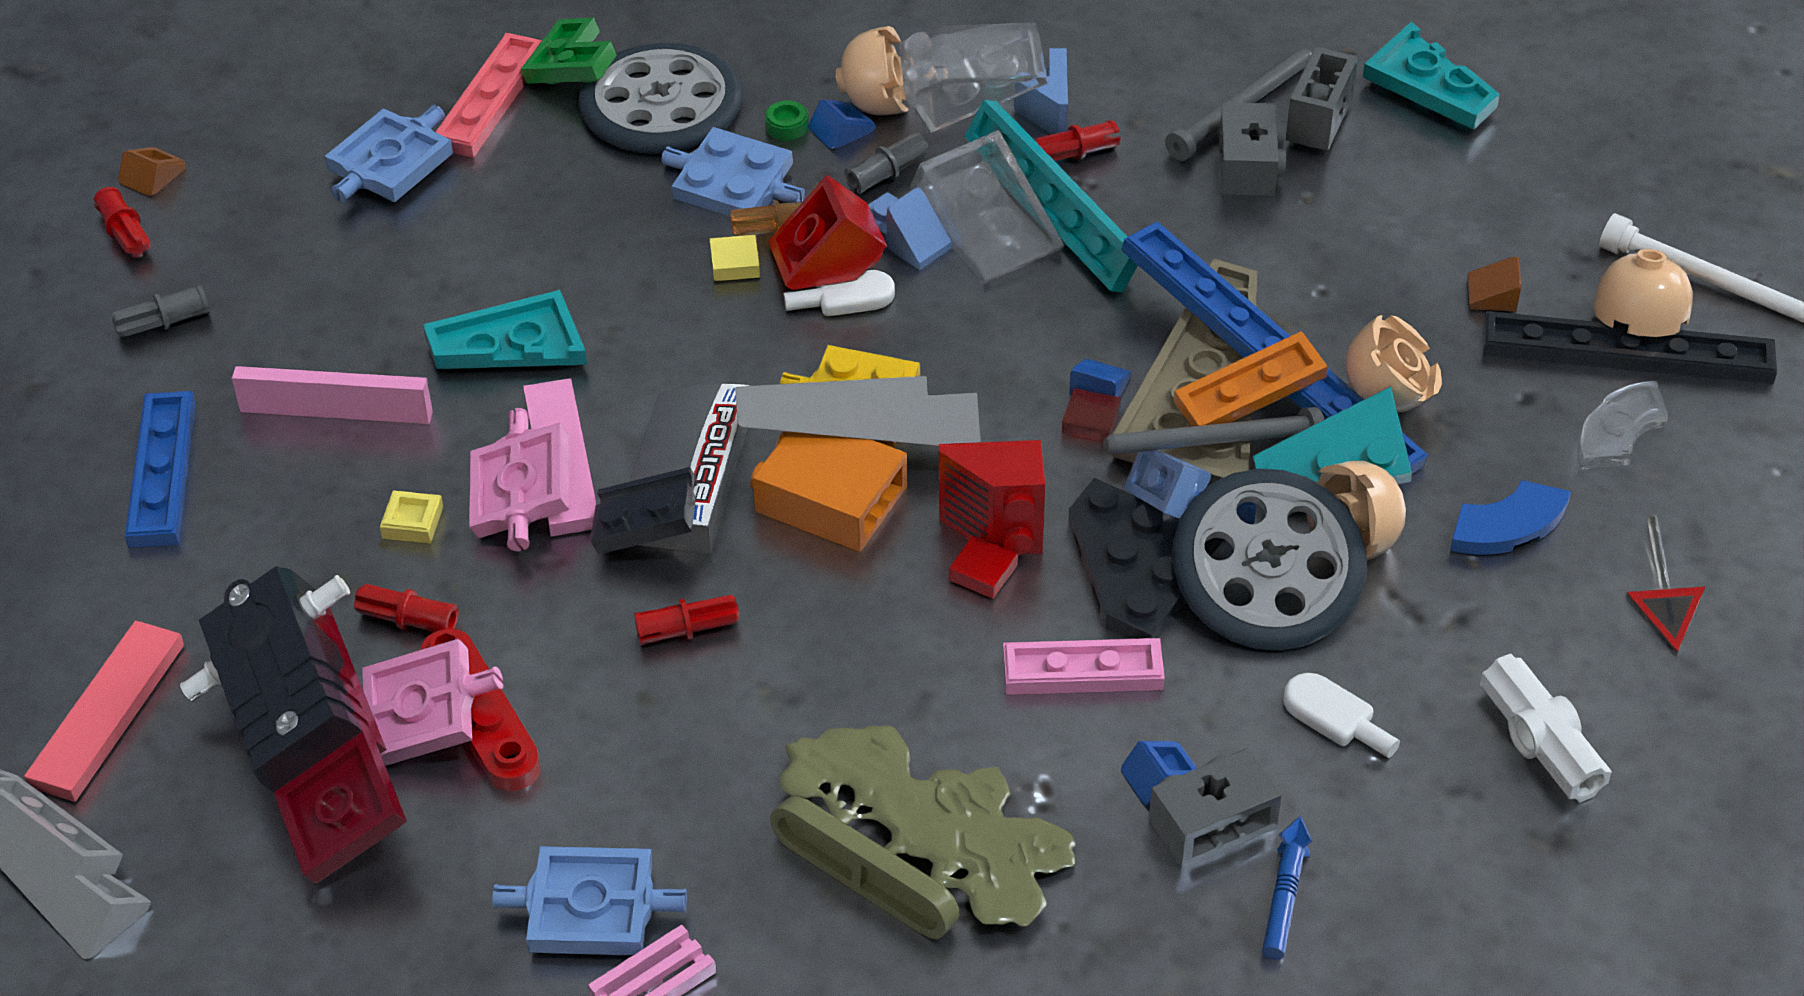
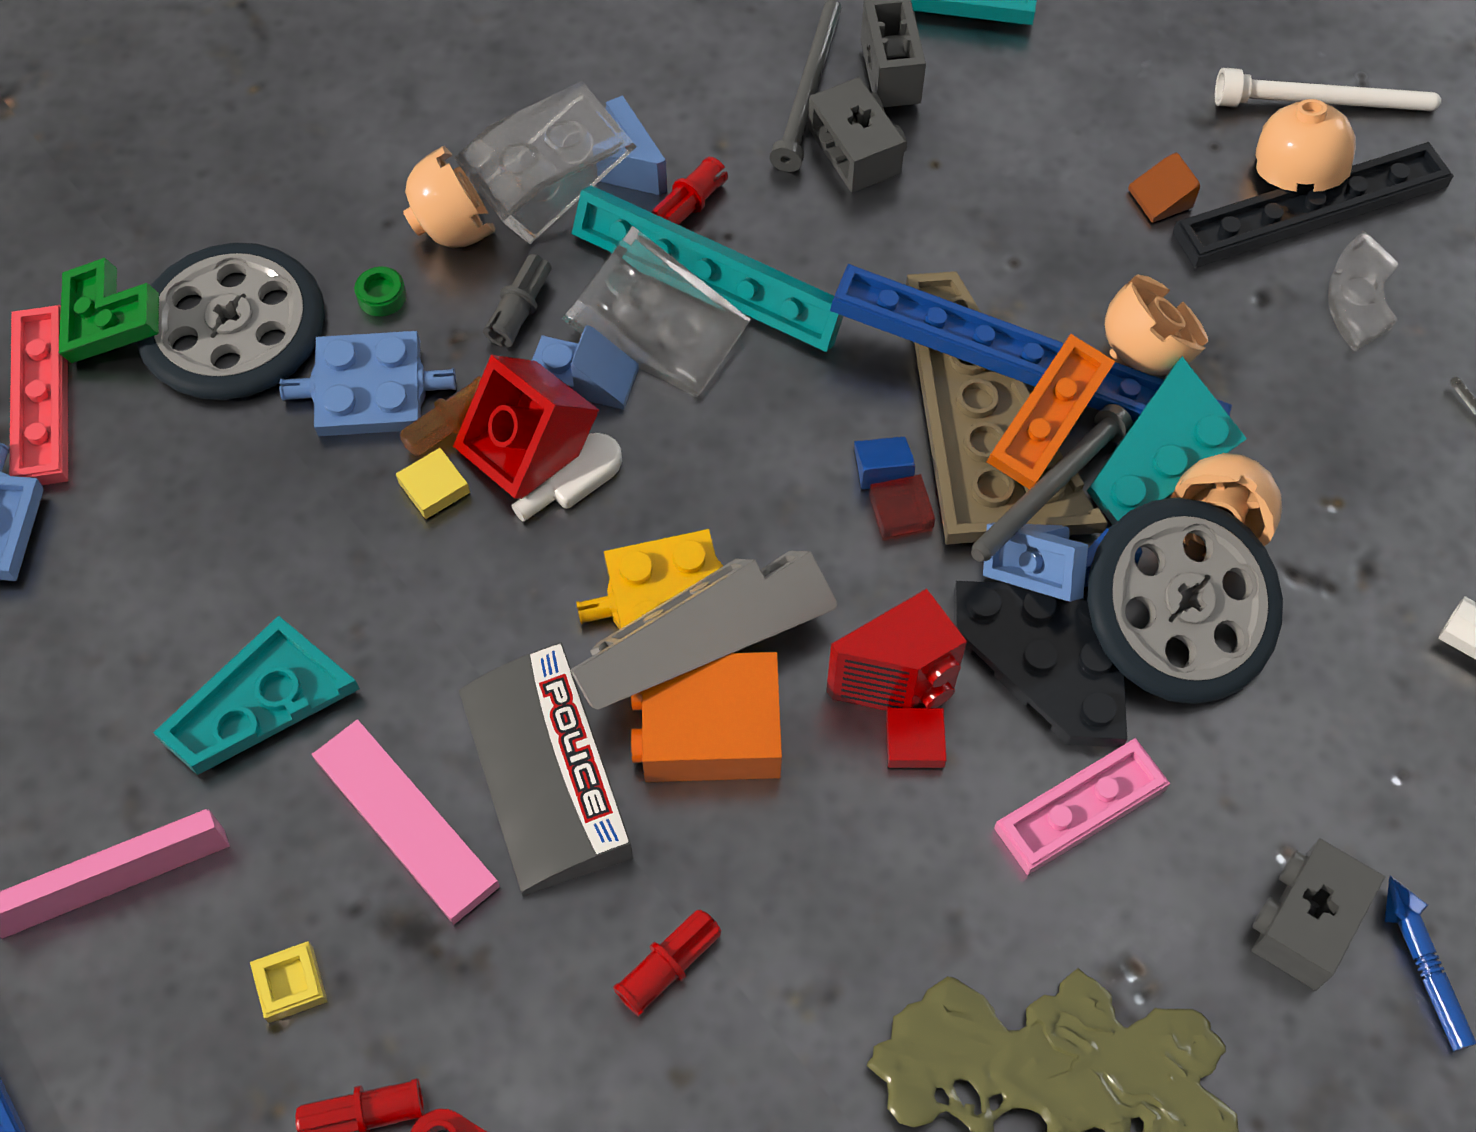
camera: 30 degrees left, 15 degrees up
(519, 480) = (389, 884): bright pink plate -> none
(644, 510) = (549, 856): black plate -> none
(839, 123) = (437, 272): blue slope -> none
(1152, 763) = (1231, 891): blue slope -> none
(1335, 713) = (1337, 737): white piece -> none
(1516, 519) = (1345, 444): blue tile -> none

